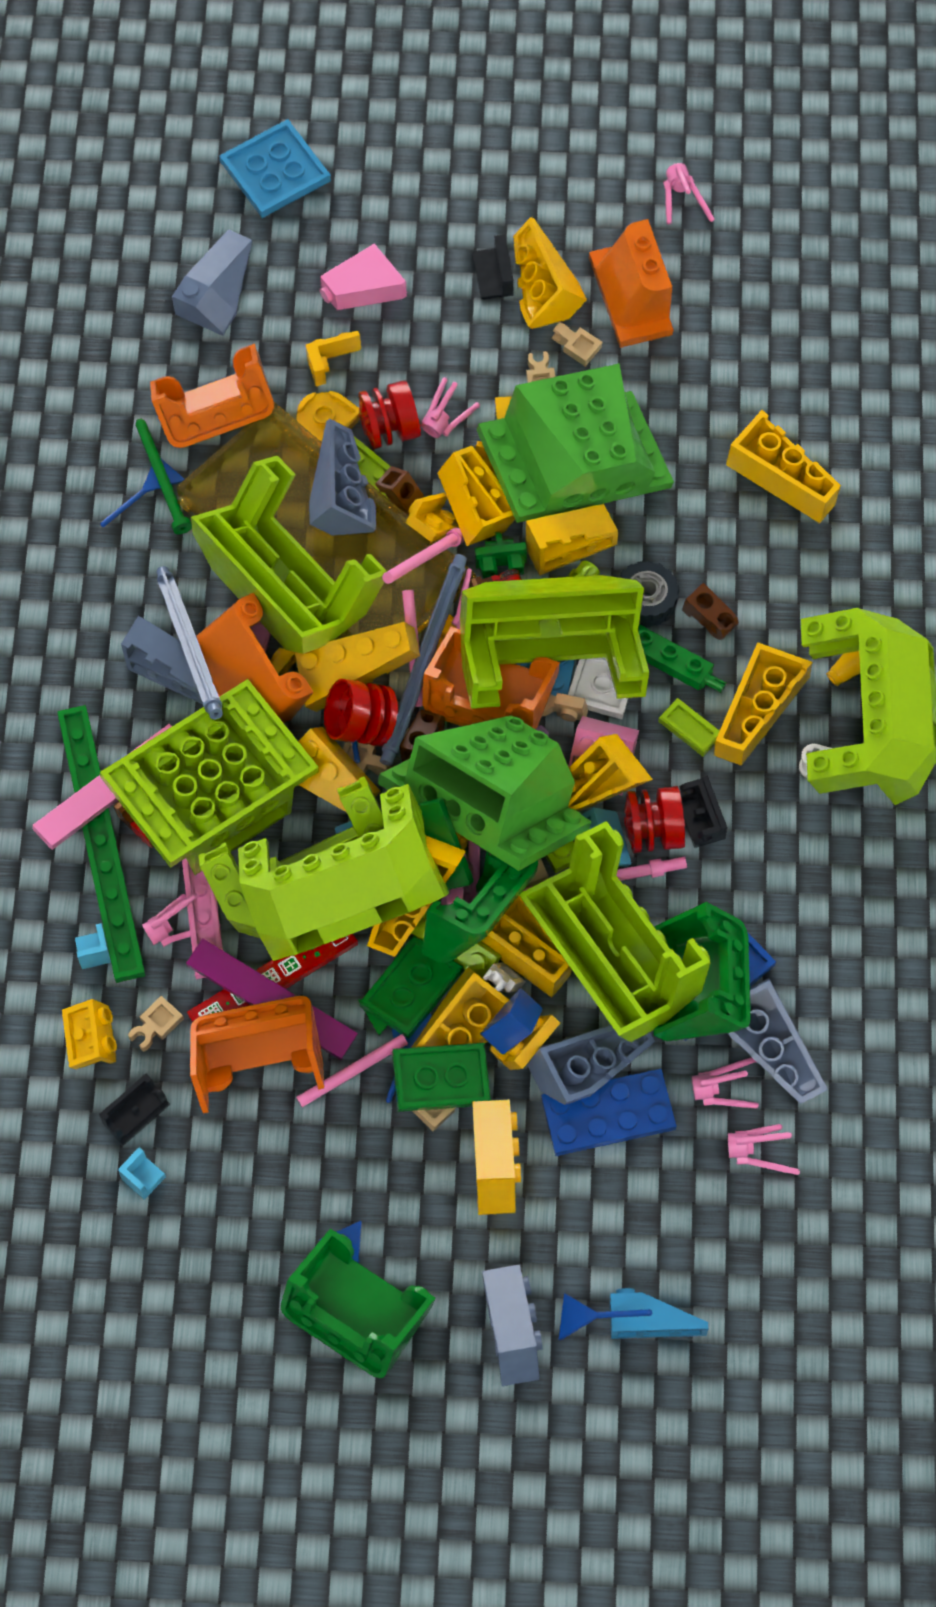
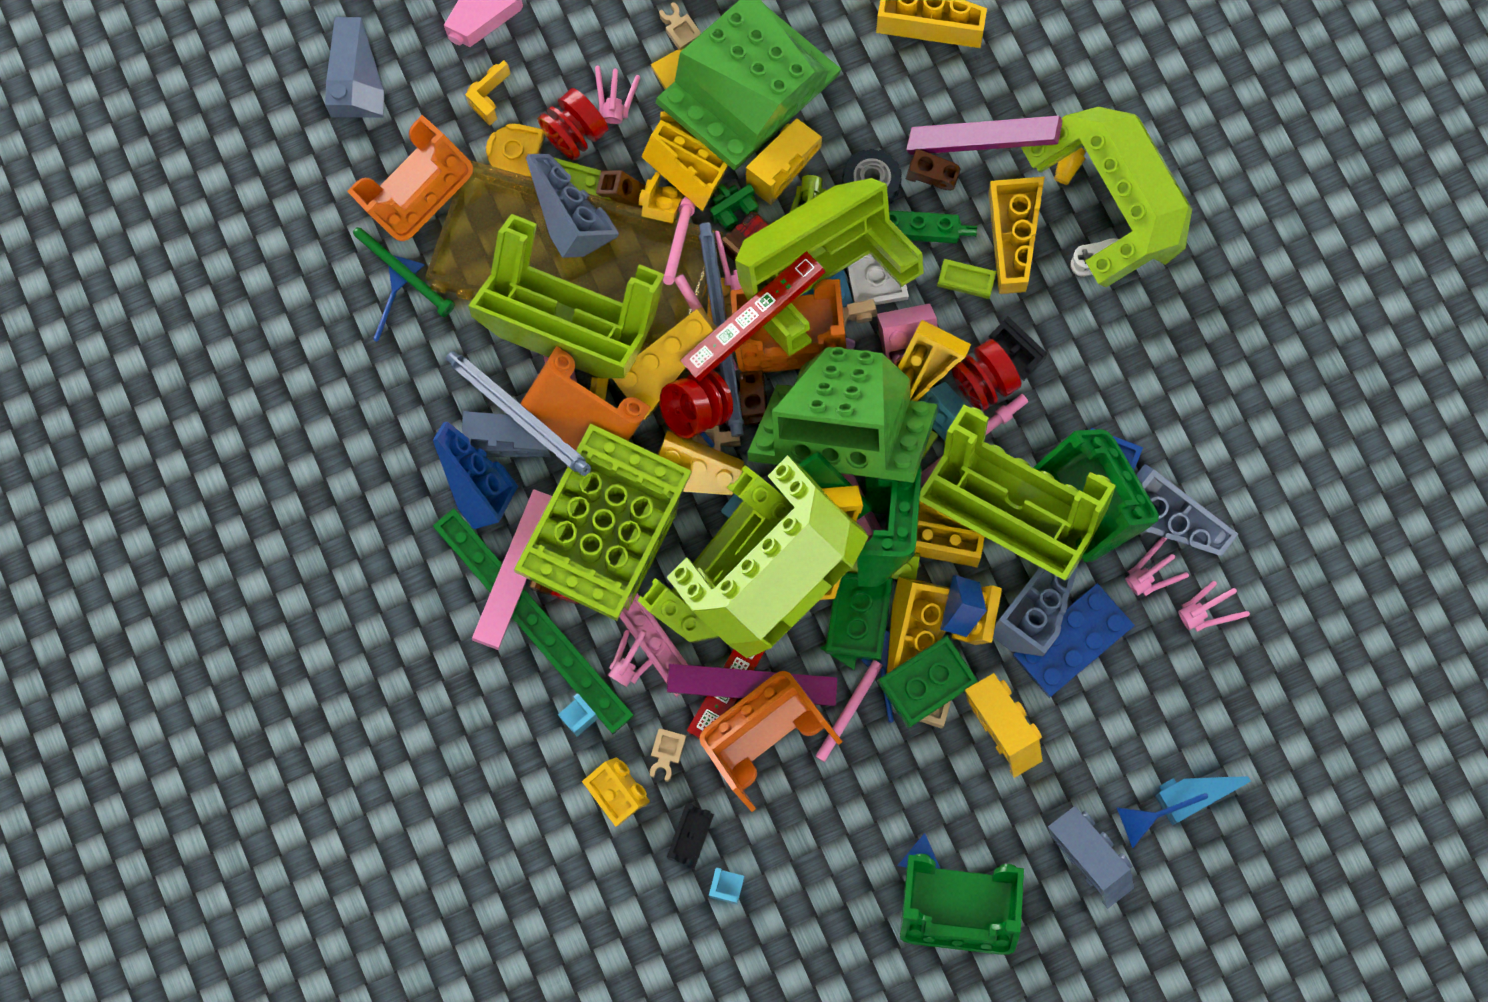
camera: 25 degrees left, 10 degrees up
(115, 688) = (477, 484): none -> blue wedge
(453, 652) = (752, 316): none -> tile
(504, 978) = (932, 571): white plate -> none
(775, 597) = (985, 135): none -> tile

